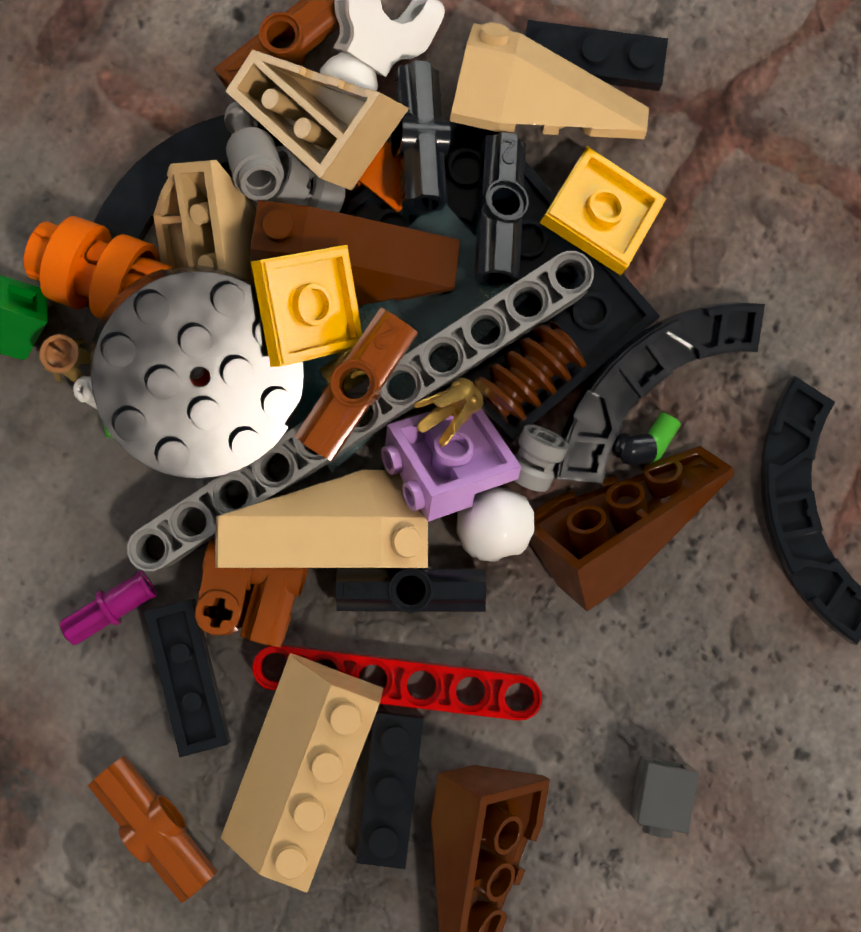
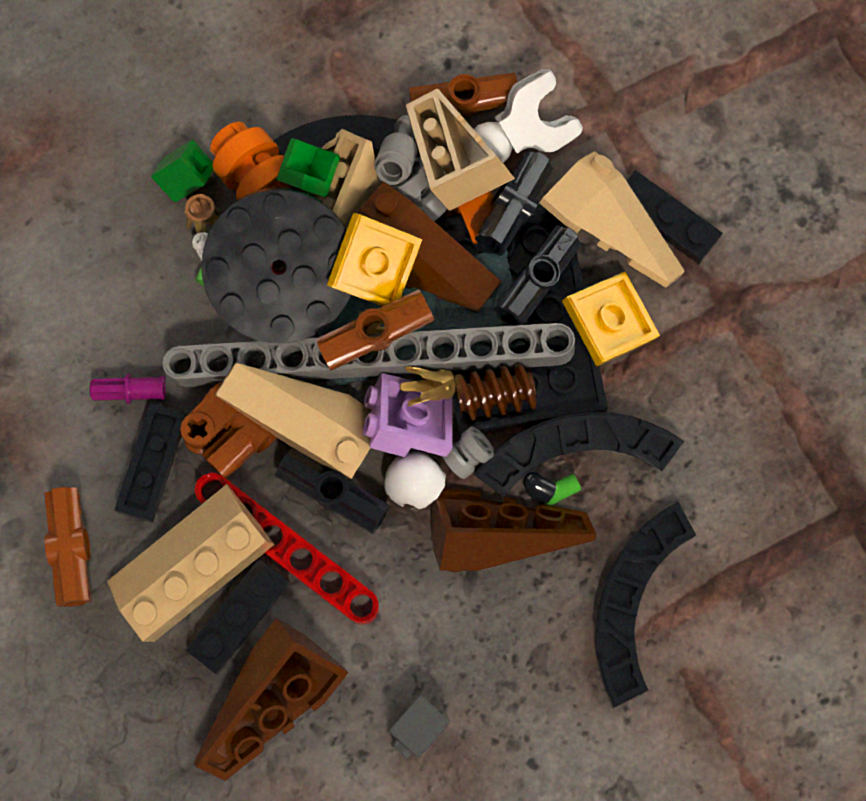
camera: 30 degrees right, 10 degrees down
(159, 234) = (308, 167): none -> green panel

